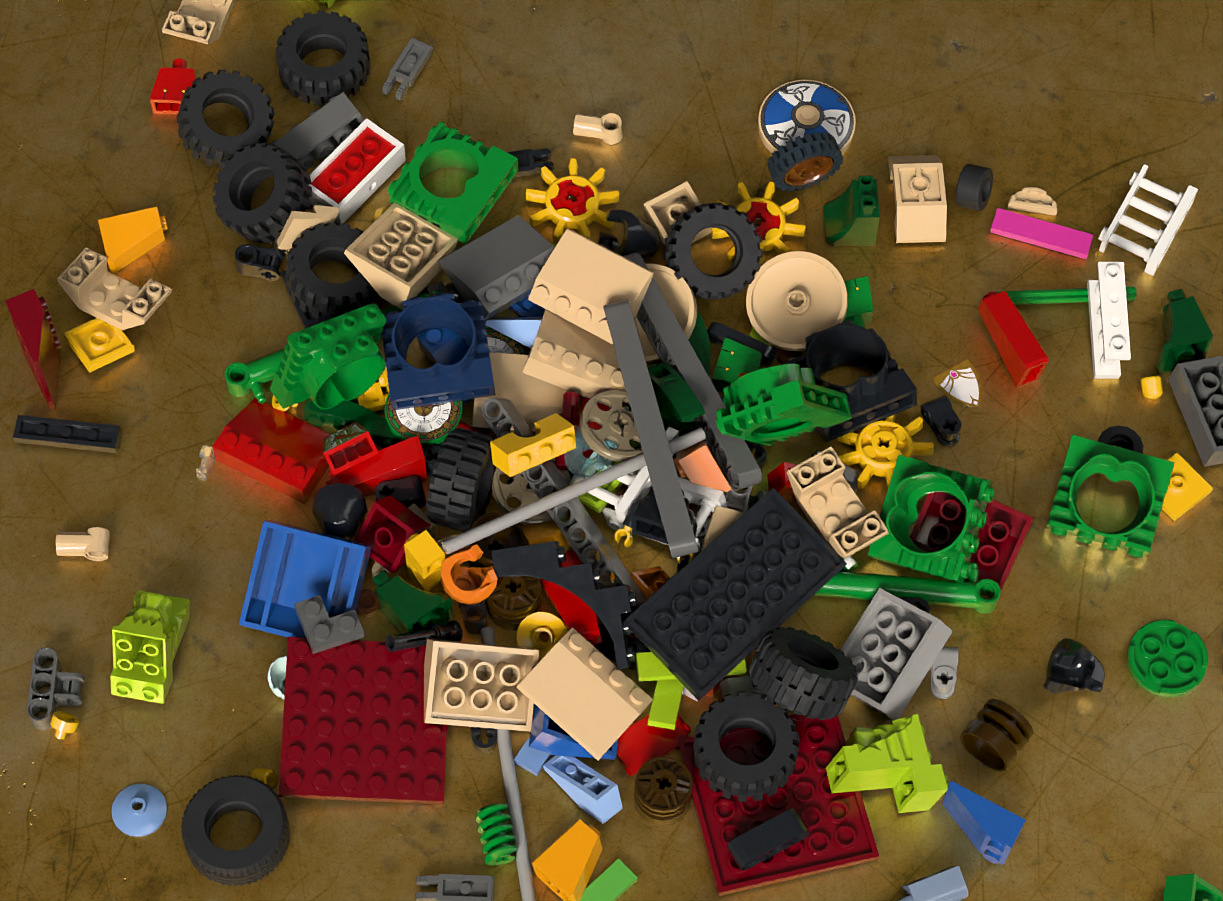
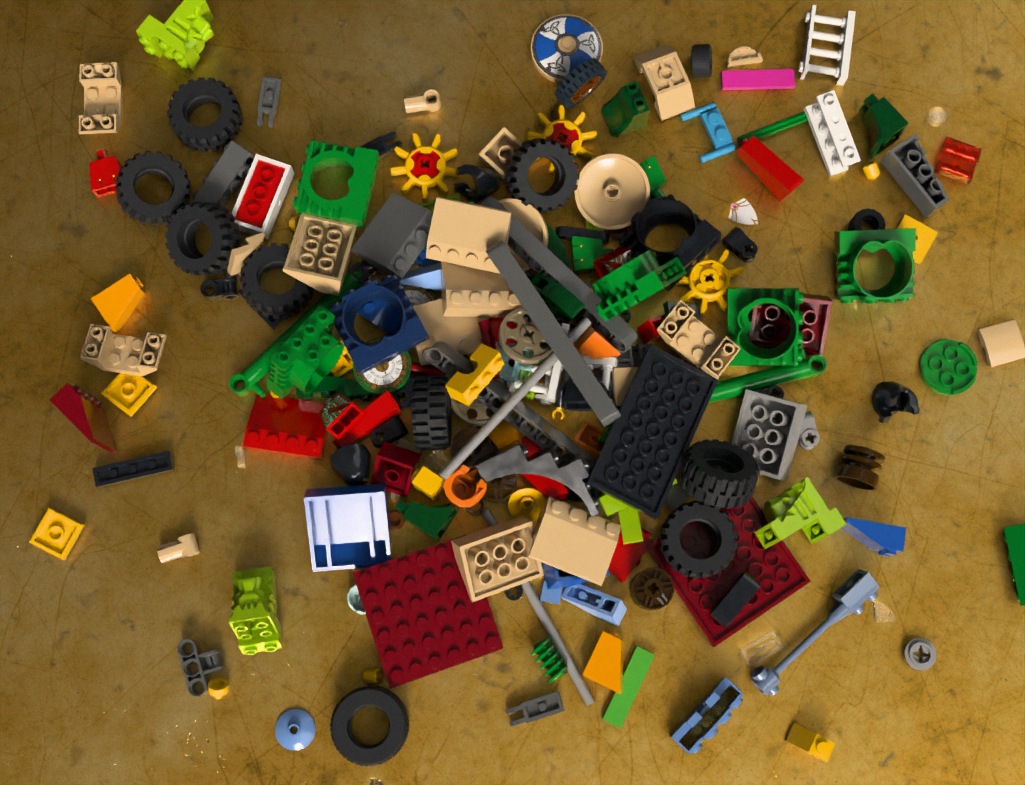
camera: 20 degrees left, 15 degrees up
(325, 631) = (374, 560): dark grey plate -> none
(443, 632) = (452, 531): black pin -> none
(963, 273) = (715, 128): none -> dark azure plate

